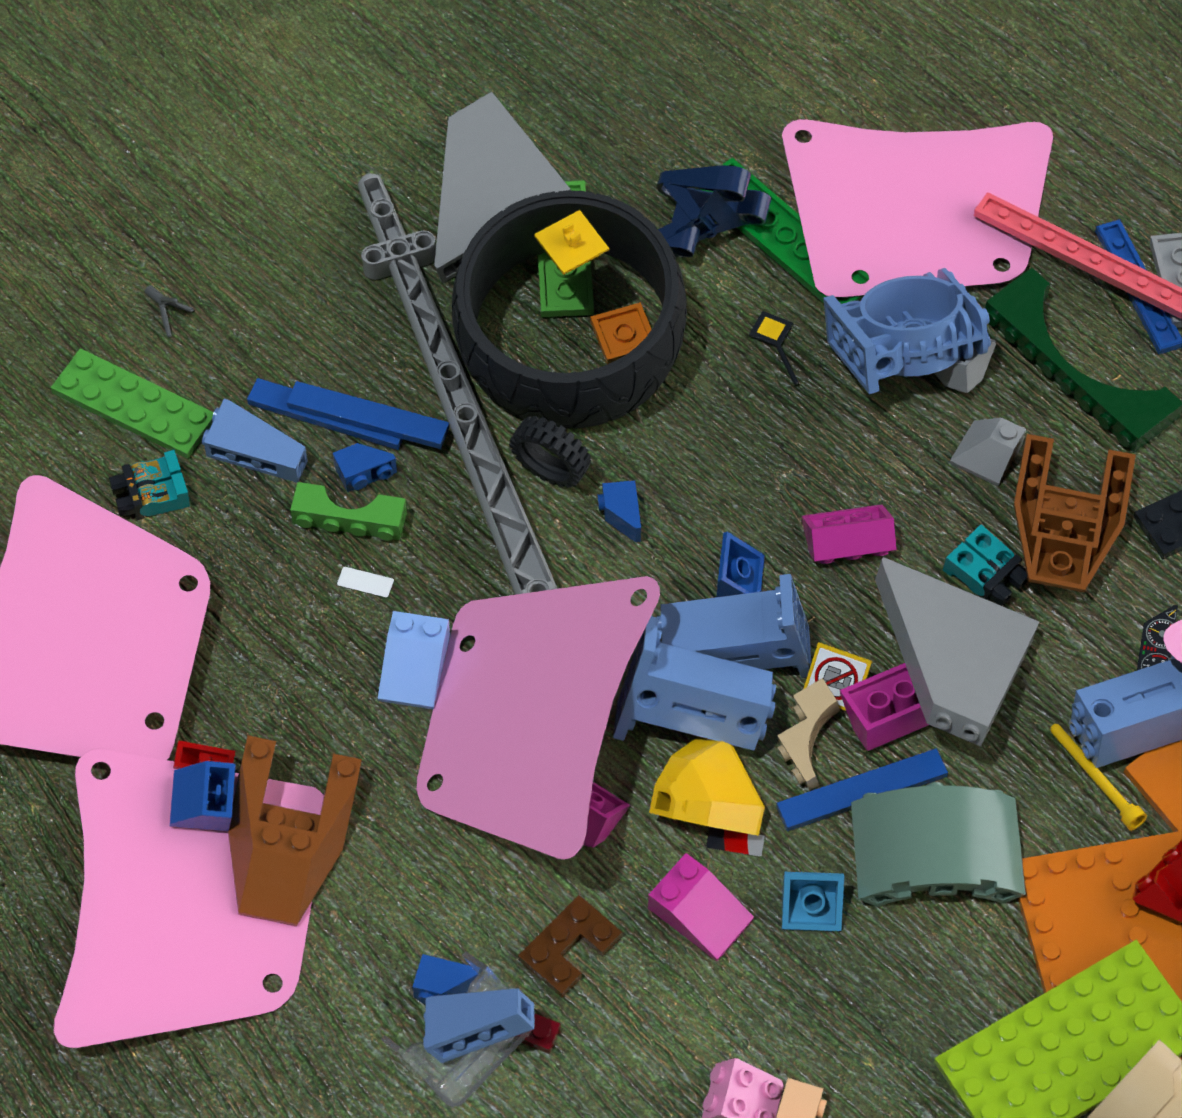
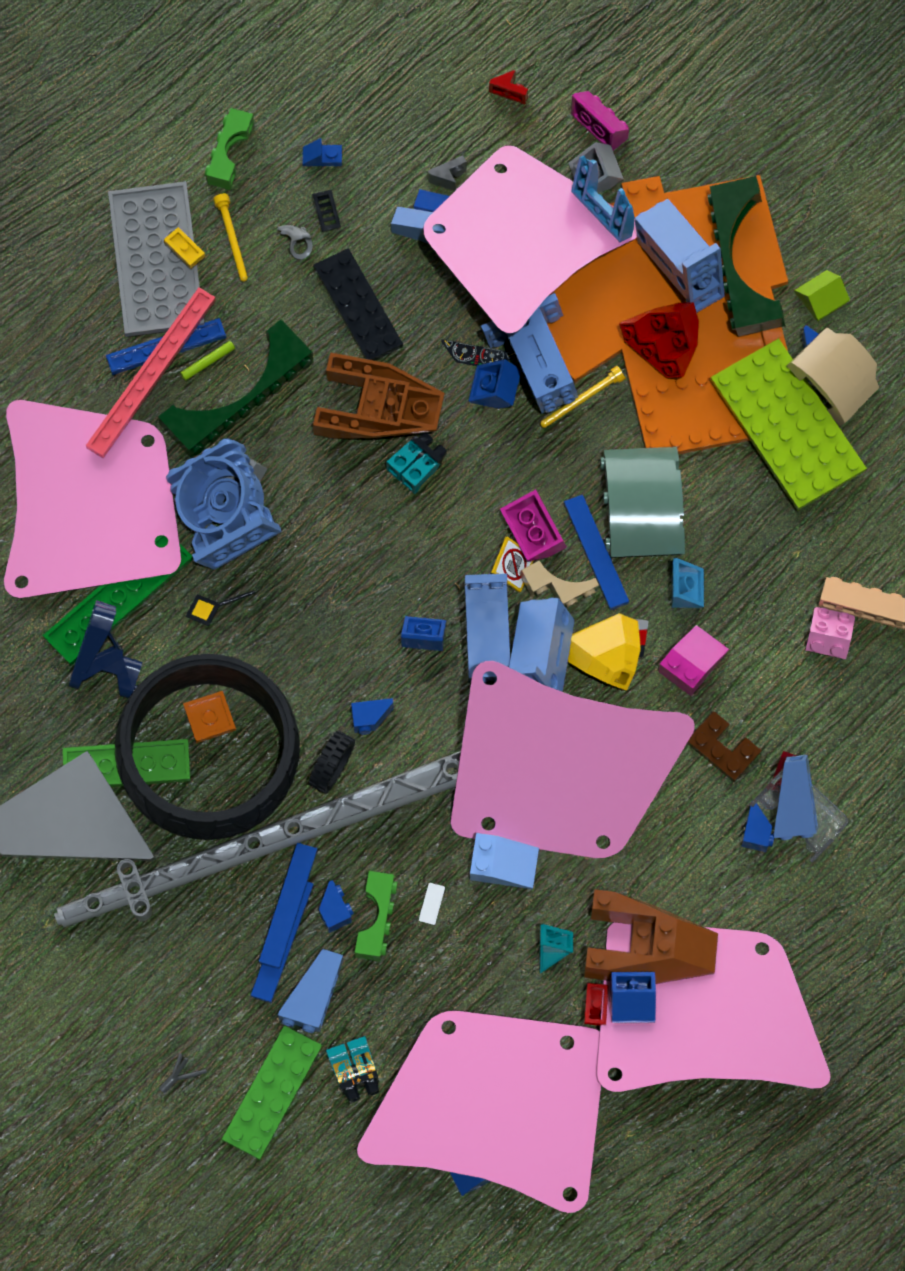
camera: 90 degrees left, 10 degrees up
(294, 716) = (554, 945): none -> teal slope
(571, 242) = (167, 734): yellow piece -> none
(849, 533) = (388, 554): dark pink slope -> none
(954, 647) = (494, 479): light grey slope -> none
(989, 449) = (314, 457): light grey slope -> none
(1105, 660) = (495, 384): none -> blue slope
(1121, 330) = (207, 360): none -> lime piece

